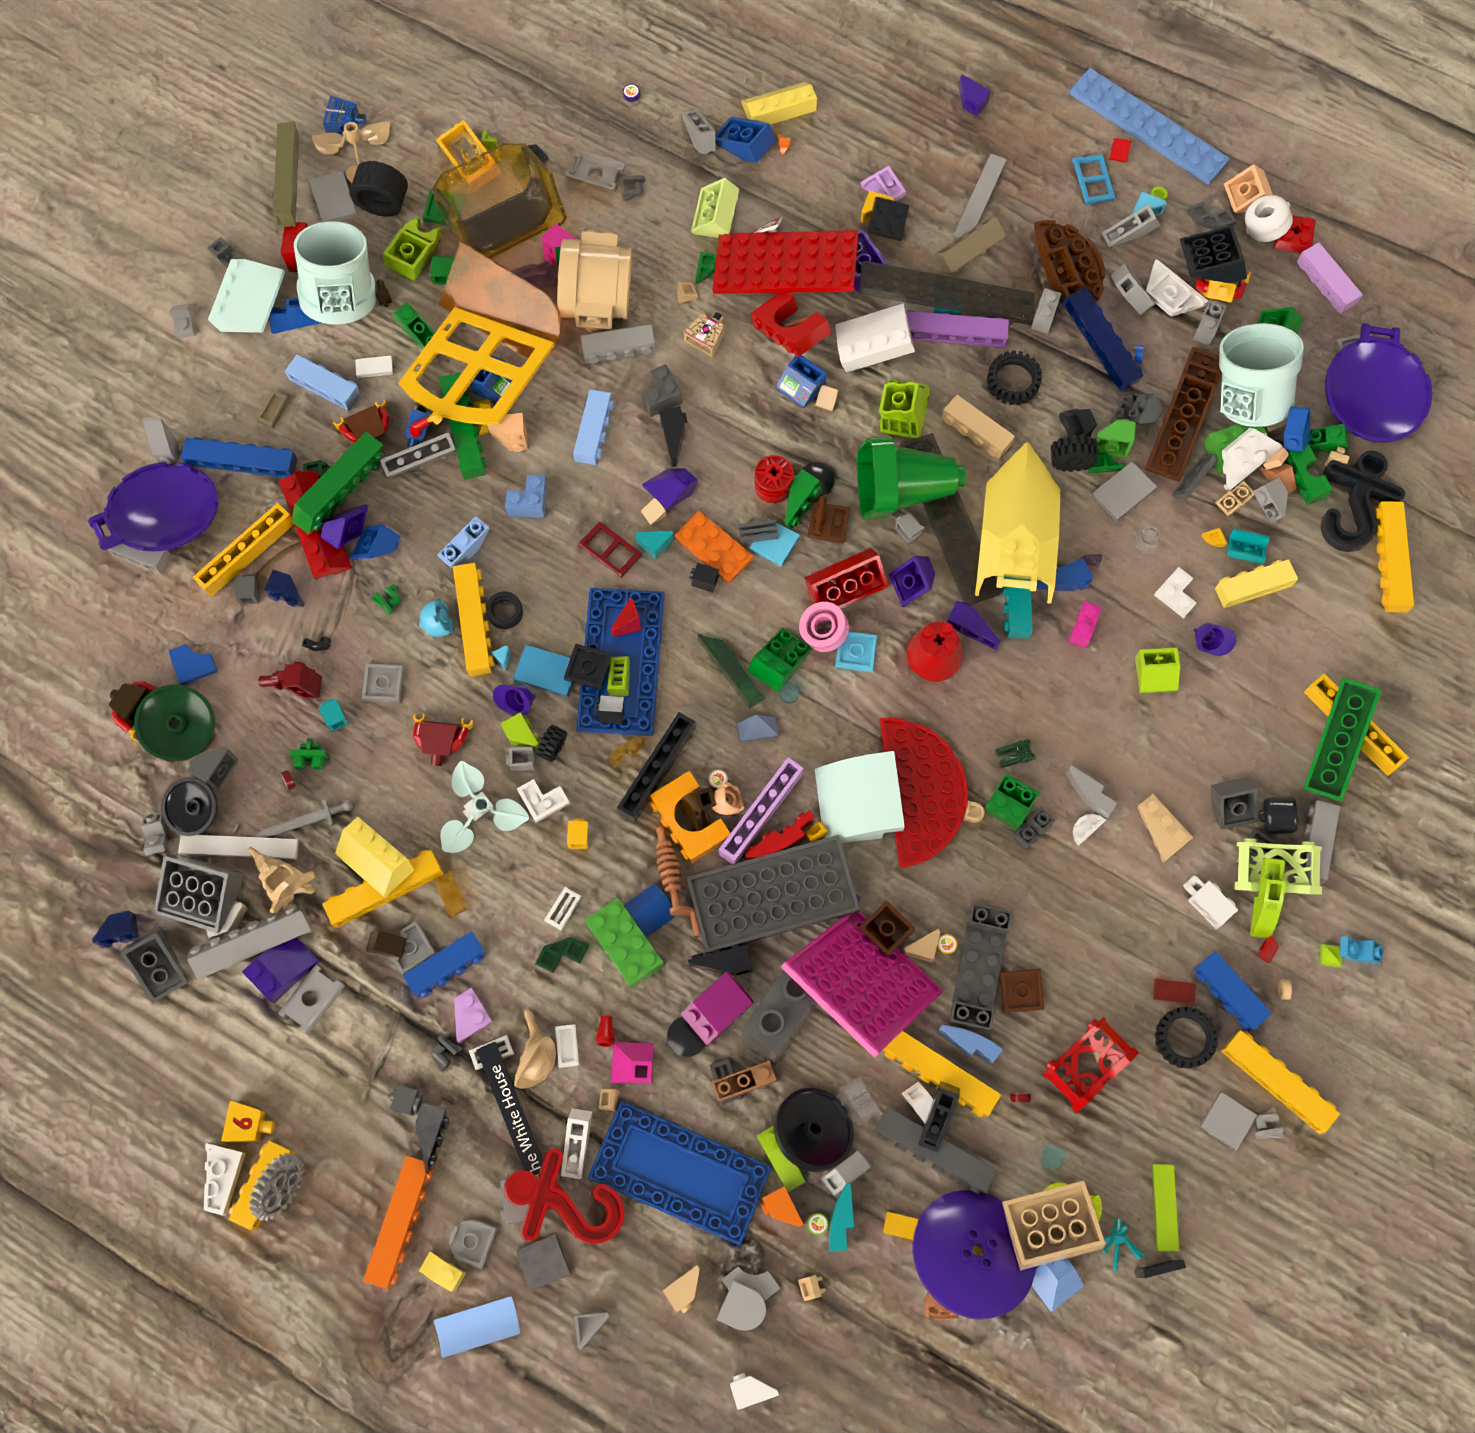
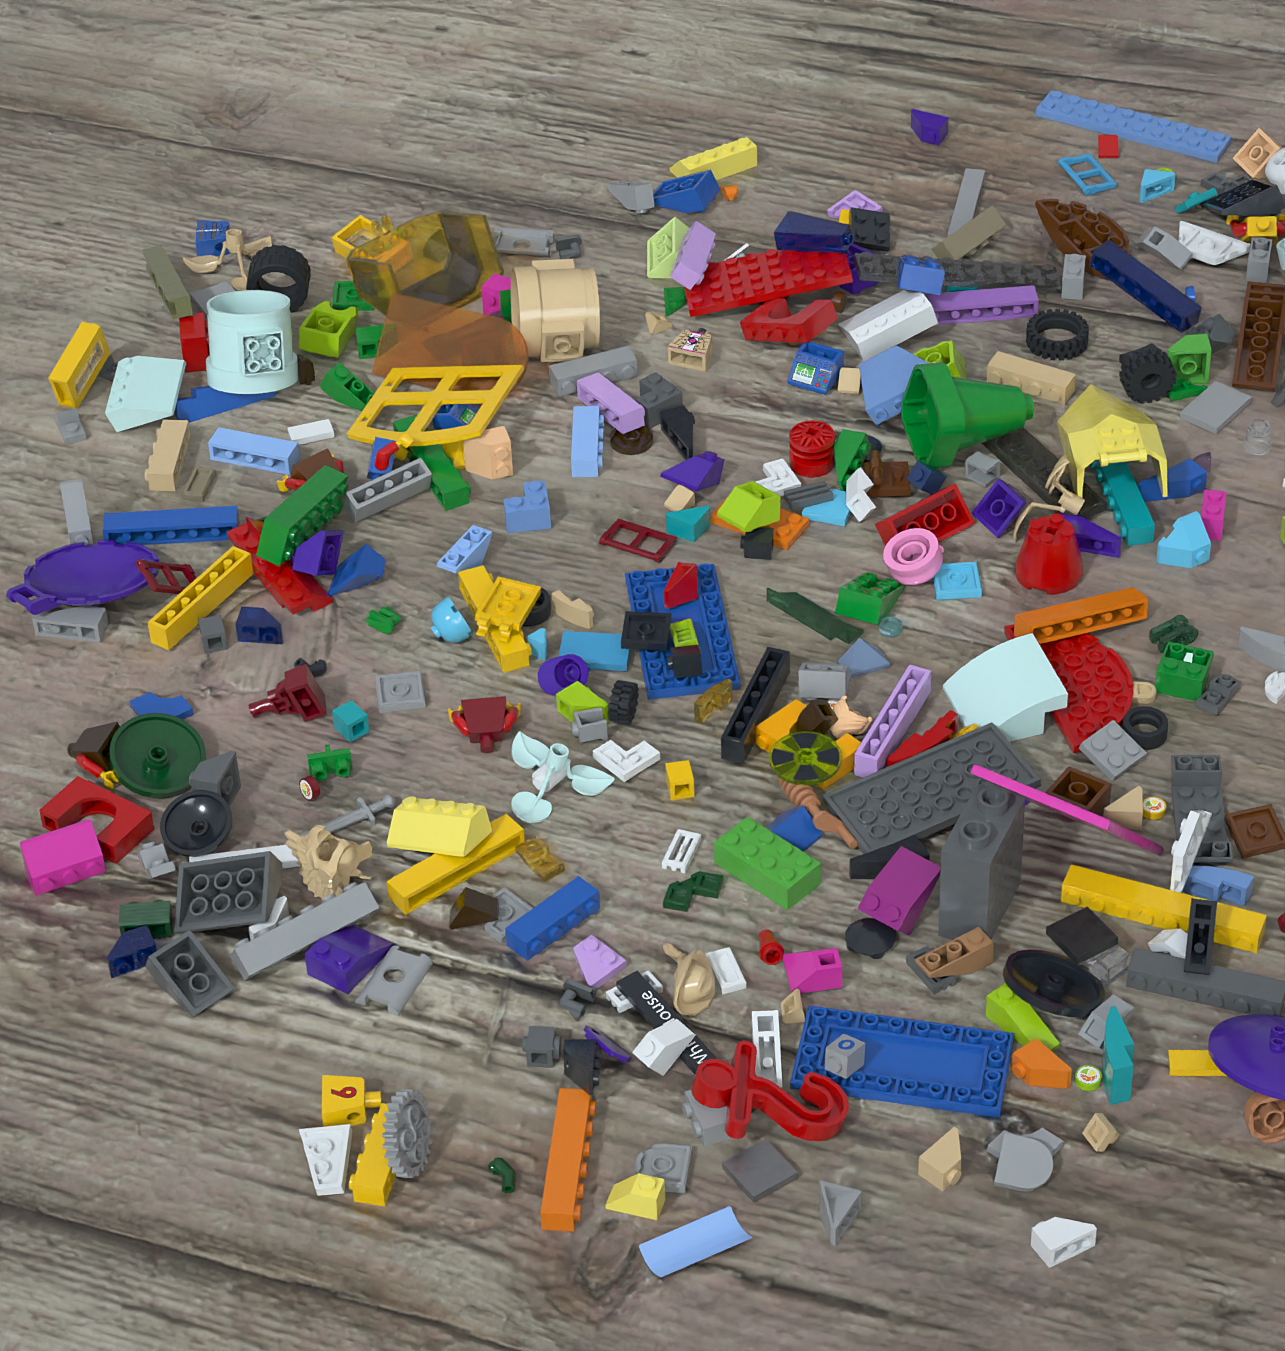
camera: 10 degrees left, 30 degrees down
(80, 822) = (62, 857): none -> dark pink slope
(133, 897) = (154, 915): none -> dark green brick
(141, 789) = (84, 799): none -> red arch
(197, 259) = (79, 365): none -> yellow piece
(225, 537) = (174, 587): none -> dark red window
(253, 373) = (168, 455): none -> tan brick
(351, 1221) = (508, 1173): none -> dark green arm
(456, 1108) = (606, 1044): none -> dark purple piece
(481, 618) = (506, 606): none -> yellow tile
(495, 1128) = (664, 1045): none -> white slope
(539, 625) = (572, 611): none -> tan slope
(622, 387) = (613, 403): none -> lavender brick
(631, 92) = (542, 178): tile -> none
(631, 1173) = (844, 1056): none -> light grey brick
(635, 437) = (641, 443): none -> dark brown tile
(666, 835) = (805, 758): none -> clear neon green piece
(702, 547) = (750, 507): none -> lime slope
(718, 750) = (824, 681): none -> light grey brick
(728, 229) = (693, 255): none -> lavender brick
(740, 509) = (779, 477): none -> white plate
(799, 533) = (856, 495): none -> white slope
(832, 229) = (812, 234): none -> clear blue slope
(841, 301) = (839, 301): none -> reddish brown tile
(848, 1087) = (1082, 935): none -> pearl dark grey tile
(859, 532) = (926, 477): none -> dark blue brick
(860, 415) = (885, 382): none -> medium blue slope
(910, 302) = (920, 275): none -> slope
(930, 877) = (1112, 750): none -> light grey plate
(942, 726) = (1082, 615): none -> orange brick
(957, 1017) = (1186, 848): none -> white wing
(959, 842) = (1149, 716): none -> black tyre
(961, 582) = (1068, 500): none -> tan plant
(1053, 657) = (1187, 543): none -> medium azure slope
(1132, 227) = (1145, 200): light grey slope -> none
(1176, 234) = (1195, 199): none -> teal plate

